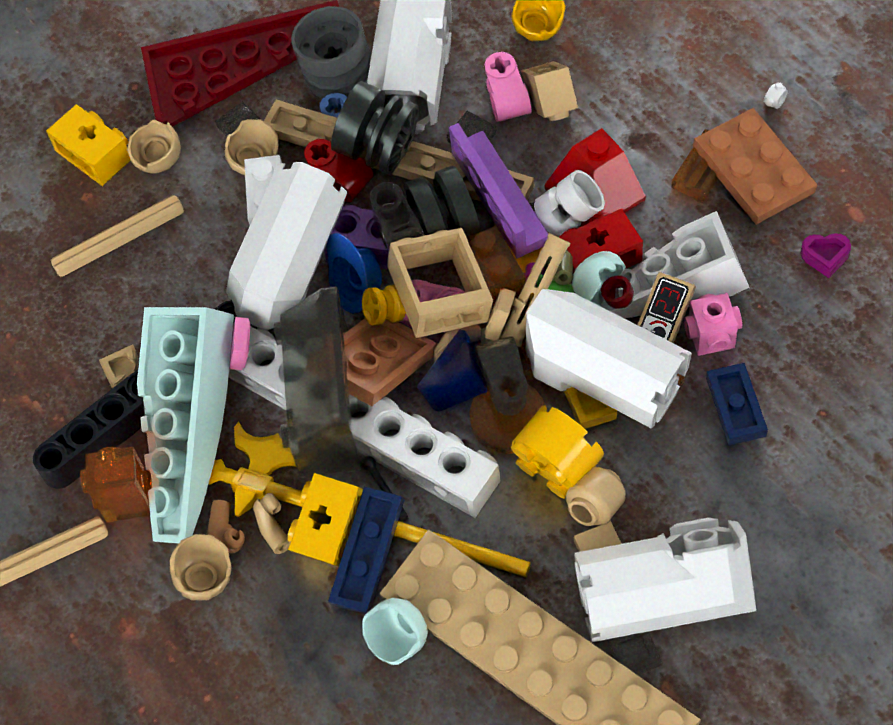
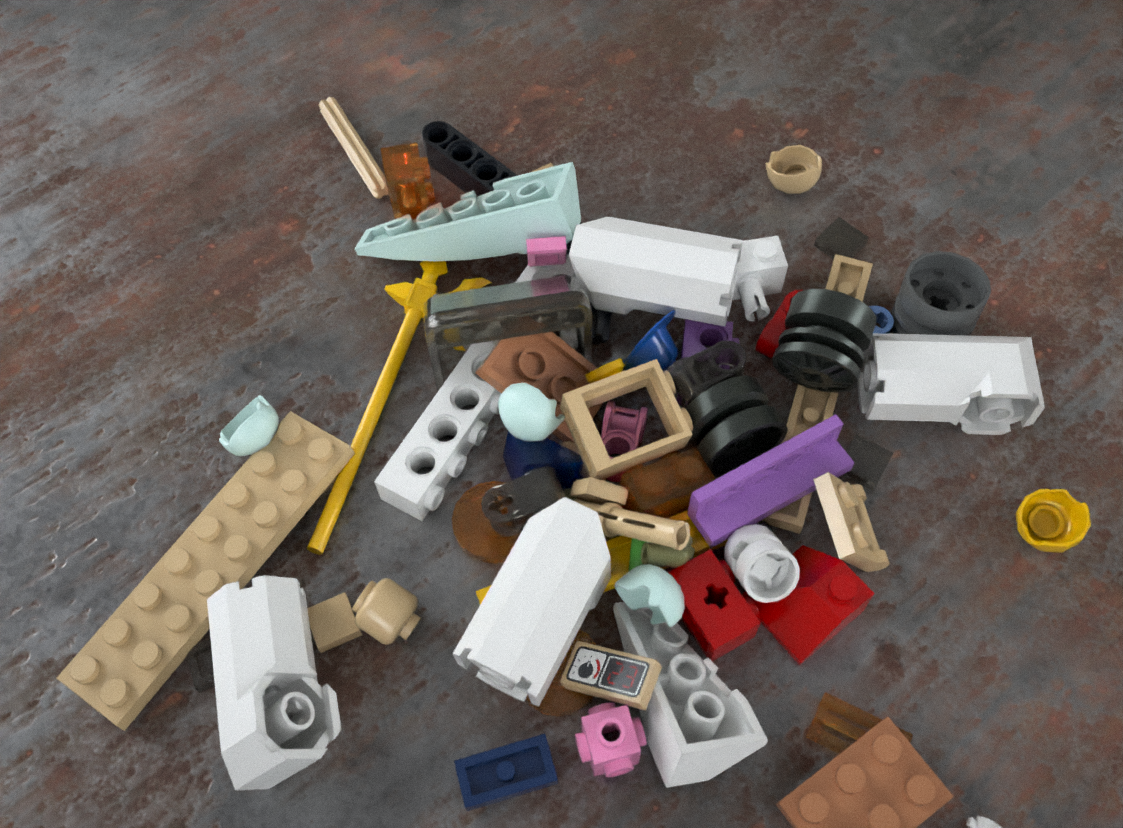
camera: 80 degrees right, 0 degrees up
(89, 144) = (792, 116): yellow brick -> none
(117, 235) = (693, 160): tan axle -> none
(200, 567) = (327, 263): tan hair -> none
(214, 64) = (918, 212): dark red wing -> none
(221, 529) = (372, 279): medium nougat arm -> none
(250, 141) = (806, 248): tan hair -> none
(268, 526) = (383, 310): tan arm -> none
(329, 498) = (366, 356): yellow brick -> none
(366, 550) = (336, 395): dark blue plate -> none
(369, 464) = (386, 427): black hinge -> none
(423, 359) = (528, 412): none -> light aqua hair
(505, 87) = (931, 490): bright pink piece -> none
(521, 143) = (850, 523): none -> tan plate
(550, 90) = (939, 539): tan slope -> none
(555, 449) = (432, 562): yellow brick -> none
(611, 294) = (635, 618): dark red hinge -> none

